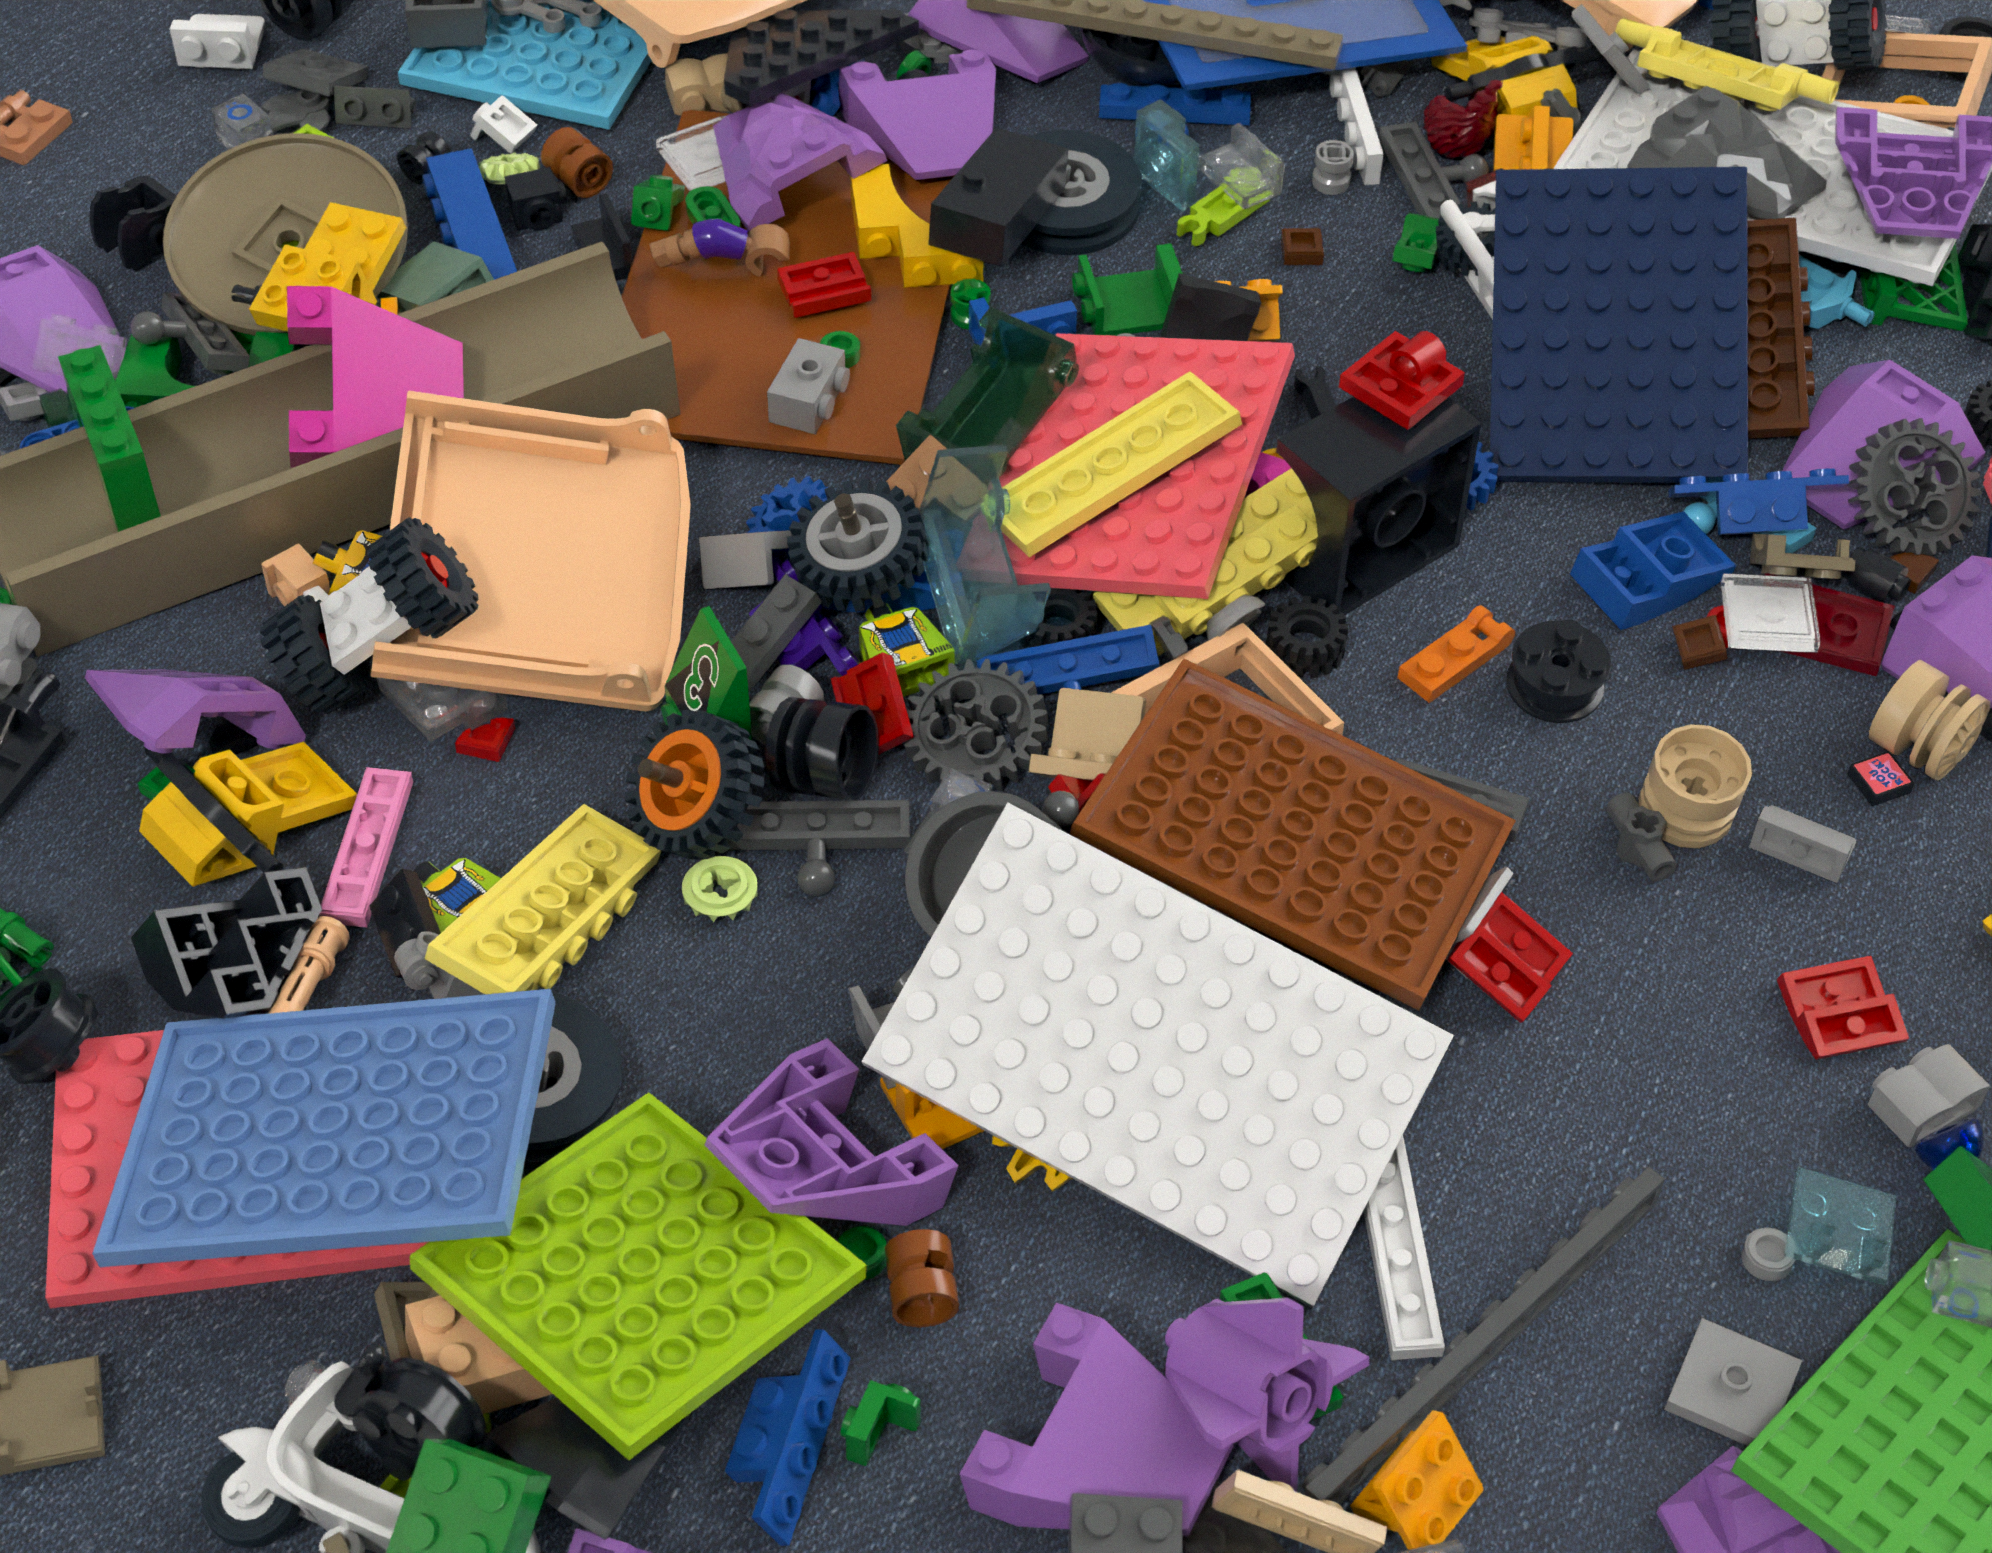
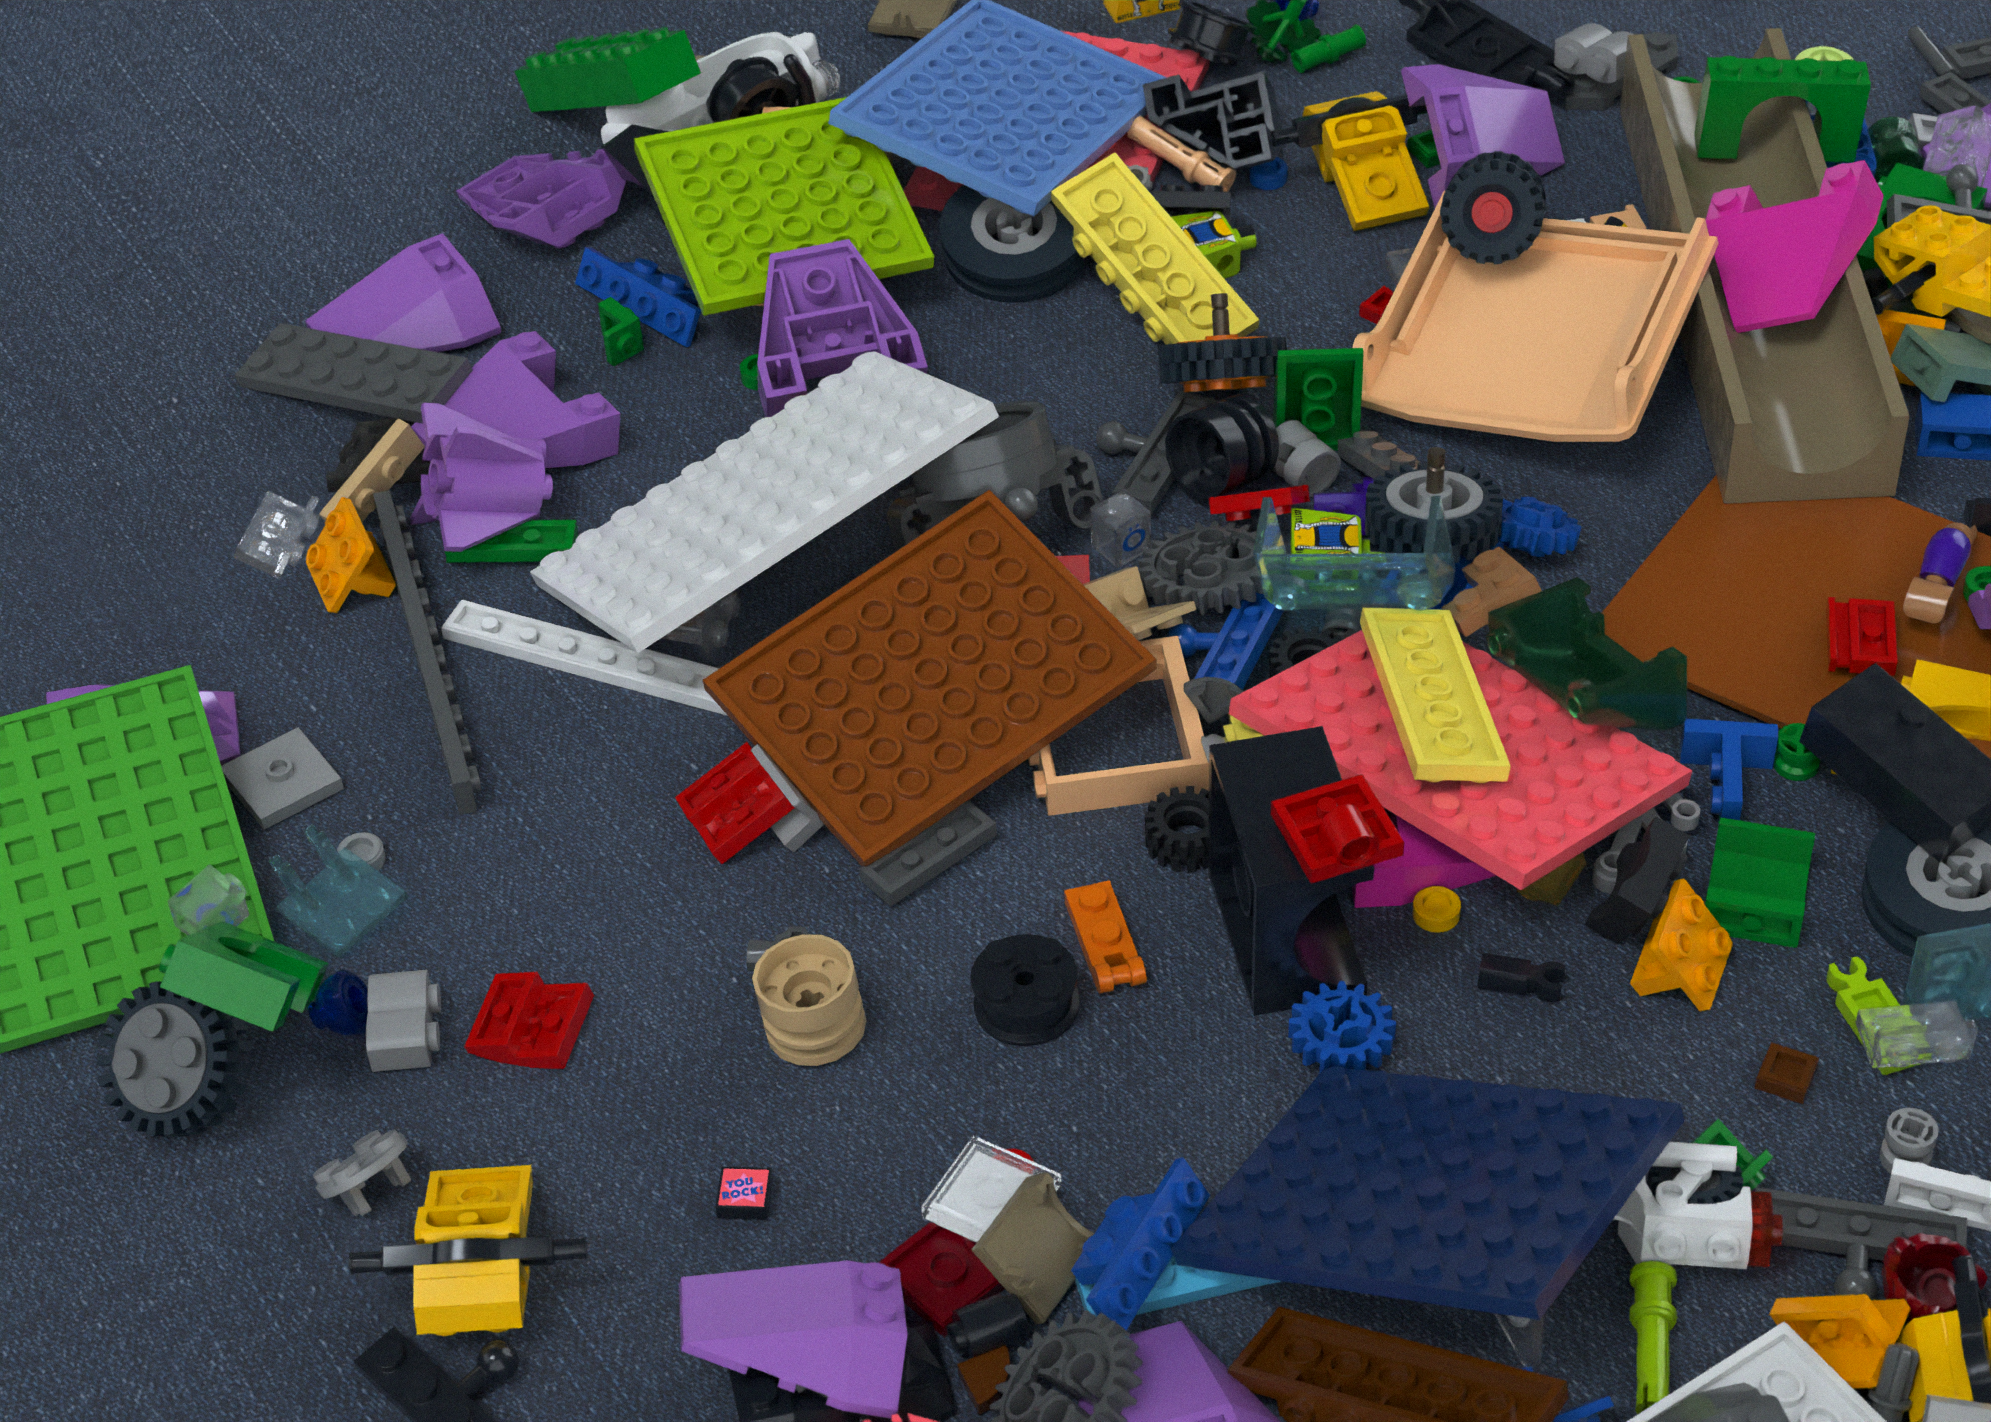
camera: 120 degrees right, 5 degrees down
(366, 846) = (1303, 220): bright pink plate -> none
(732, 876) = (1125, 380): yellowish green gear -> none
(739, 558) = (1511, 472): light grey panel -> none
(807, 386) = (1704, 575): light grey brick -> none
(847, 342) = (1761, 627): green tile -> none
(921, 1278) = (705, 376): dark orange wheel -> none
(1650, 568) = (1114, 1132): blue slope -> none
(1699, 642) = (998, 1125): reddish brown tile -> none
(1802, 842) = (714, 1085): light grey panel -> none
(1936, 724) = (760, 1225): tan wheel -> none

